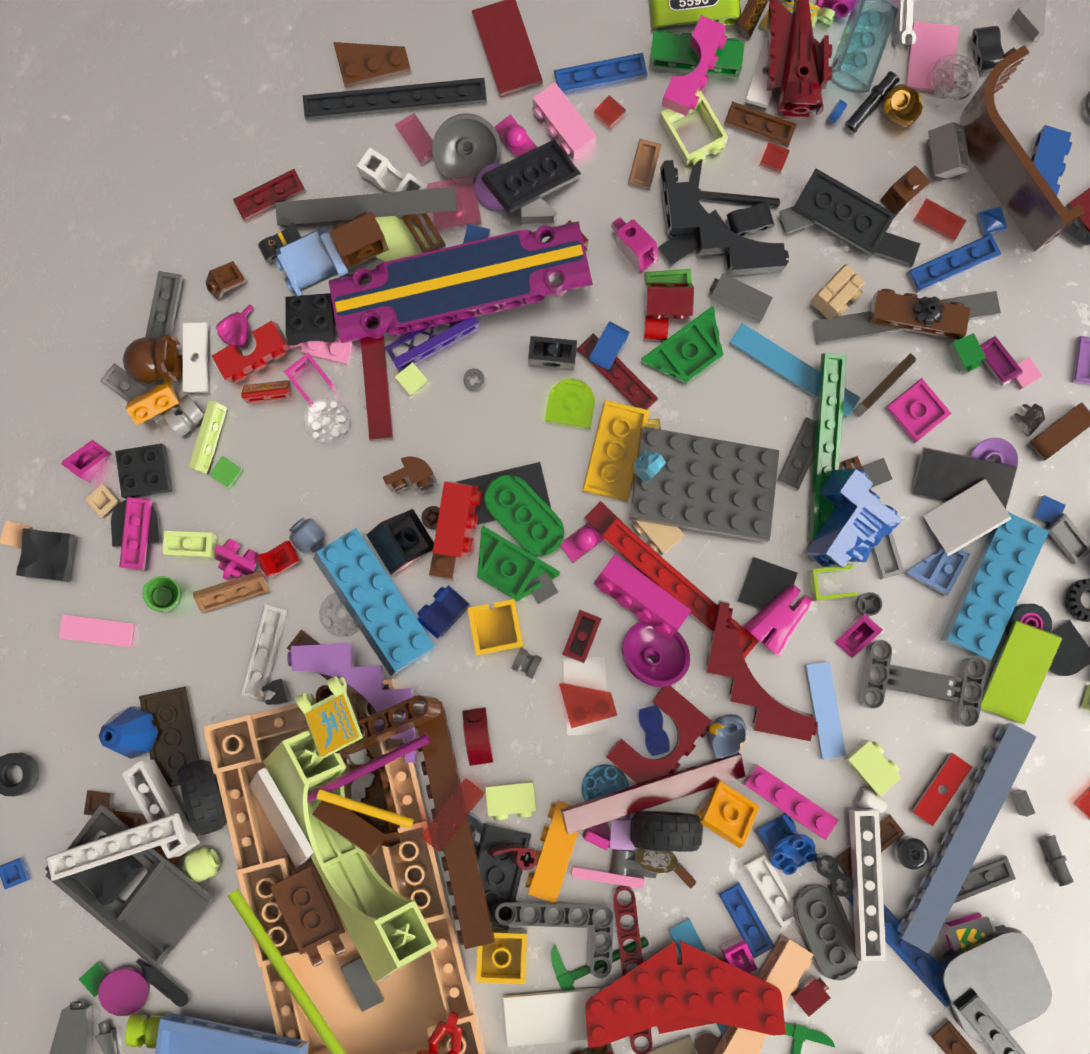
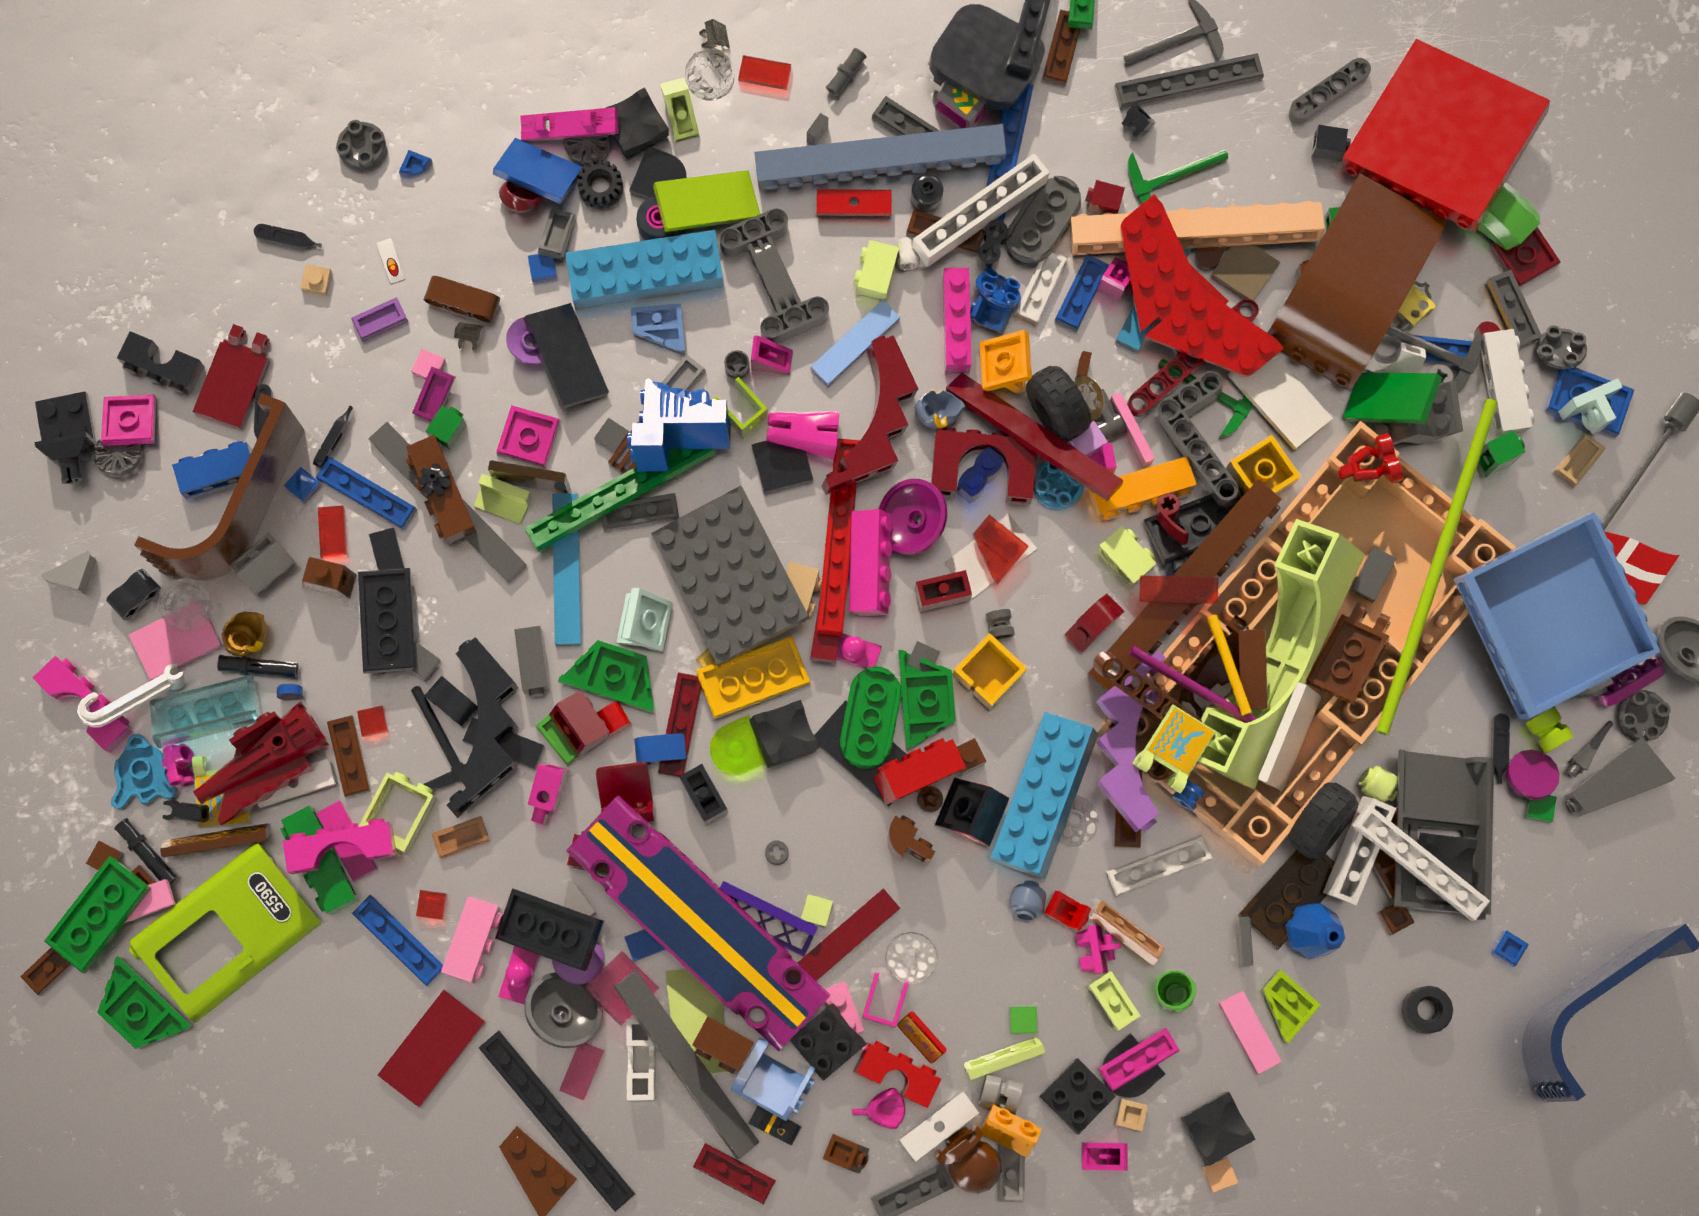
camera: 130 degrees left, 5 degrees down
(93, 674) = (1289, 1004): none -> lime wing
(159, 672) = (1244, 942): none -> dark grey tile
(280, 695) = (1185, 821): black tile -> none
(290, 707) = (1189, 796): none -> blue wheel
(441, 244) = (688, 979): reddish brown tile -> none
(442, 612) = (1008, 729): clear blue brick -> none
(556, 442) = (783, 734): none -> black brick
(593, 302) = (630, 783): none -> dark red bracket
(648, 465) = (752, 629): medium azure rock -> none
(713, 399) = (644, 620): none -> light aqua bracket
(718, 84) = (351, 855): none -> dark pink tile
(837, 292) = (468, 575): tan brick -> none
(880, 358) = (502, 499): none -> yellowish green panel
(967, 517) = (600, 330): white tile -> none
(1013, 265) = (332, 439): none -> black piece

